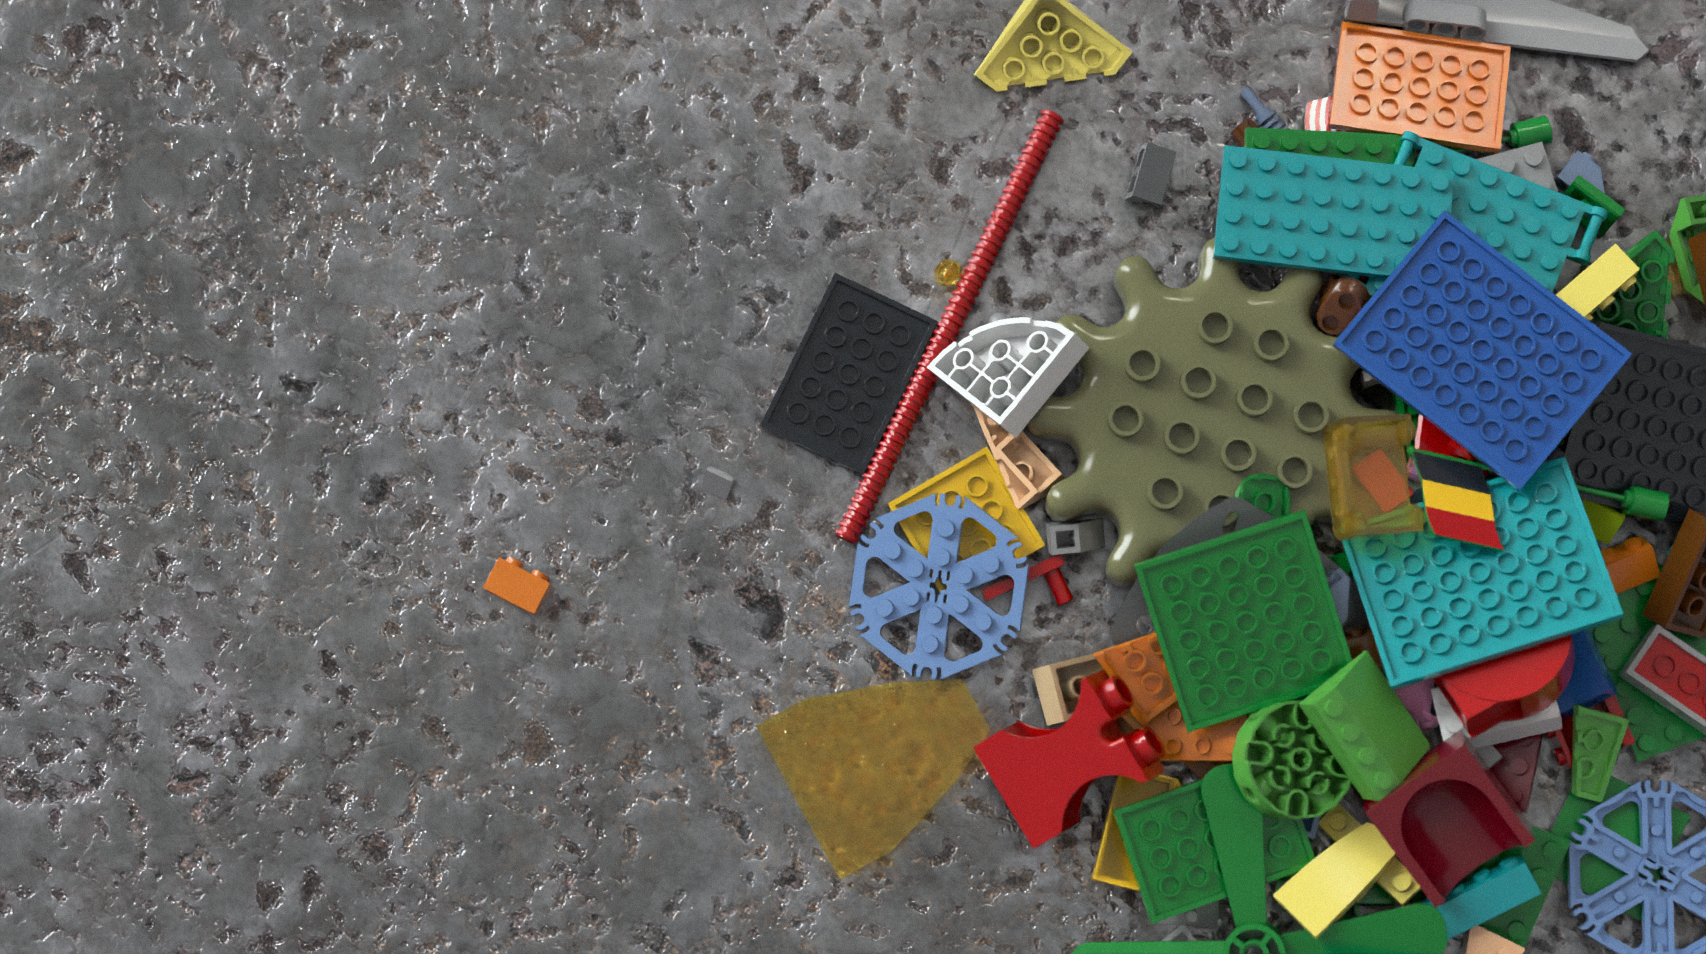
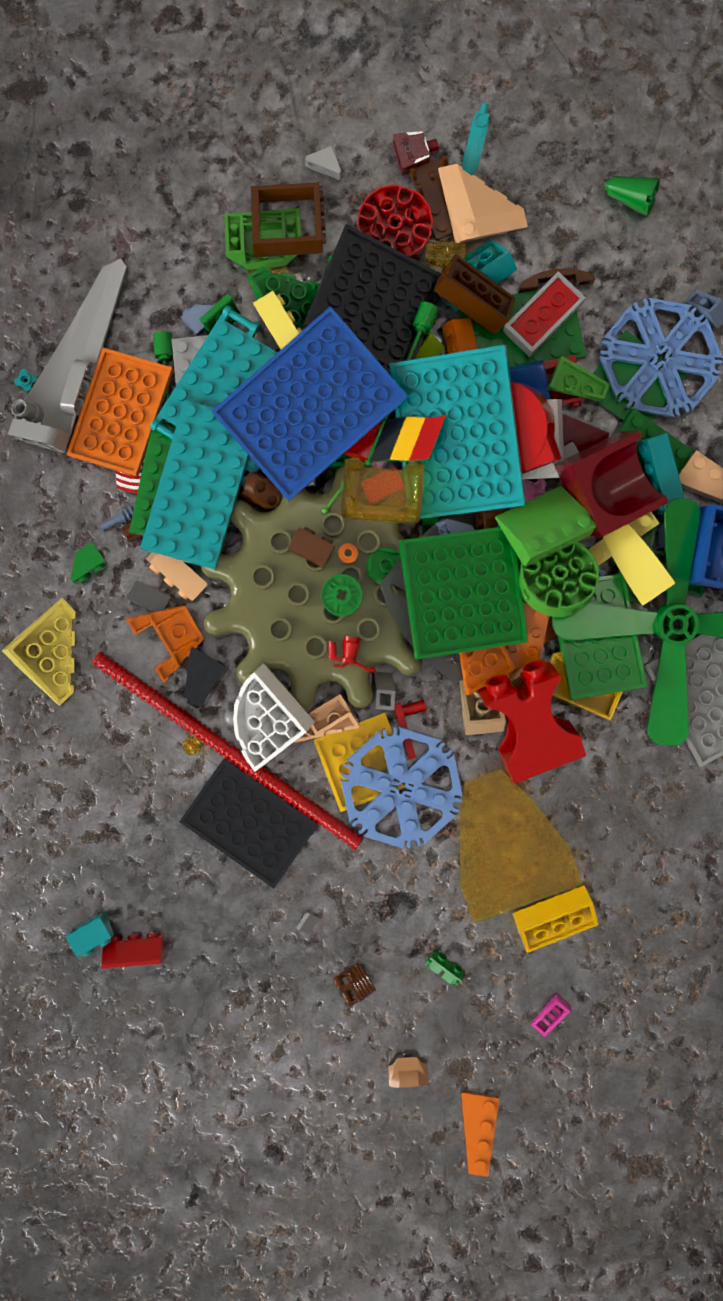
camera: 85 degrees left, 5 degrees up
(457, 783) = (479, 1128): none -> orange wing
(518, 586) = (355, 1067): orange brick -> none
(522, 664) = (407, 1073): none -> medium nougat slope
(639, 238) = (134, 951): none -> red slope
(644, 567) = (357, 982): none -> reddish brown piece
(653, 172) = (90, 934): none -> teal slope
(659, 874) = (557, 999): none -> dark pink slope
(679, 707) = (452, 972): none -> green hinge
(780, 847) = (555, 919): none -> yellow slope
(1049, 269) = (202, 678): none -> black slope
(1110, 222) = (175, 630): none -> orange wing
(1130, 470) = (350, 649): none -> red piece
(1190, 78) = (86, 562): none -> green slope
(1195, 210) = (177, 574): none -> light nougat wedge
(1208, 425) = (352, 598): none -> green wheel
(1269, 451) = (350, 559): none -> orange plate
(1271, 387) = (311, 547): none -> reddish brown brick
(1329, 402) = (325, 510): none -> bright green hinge

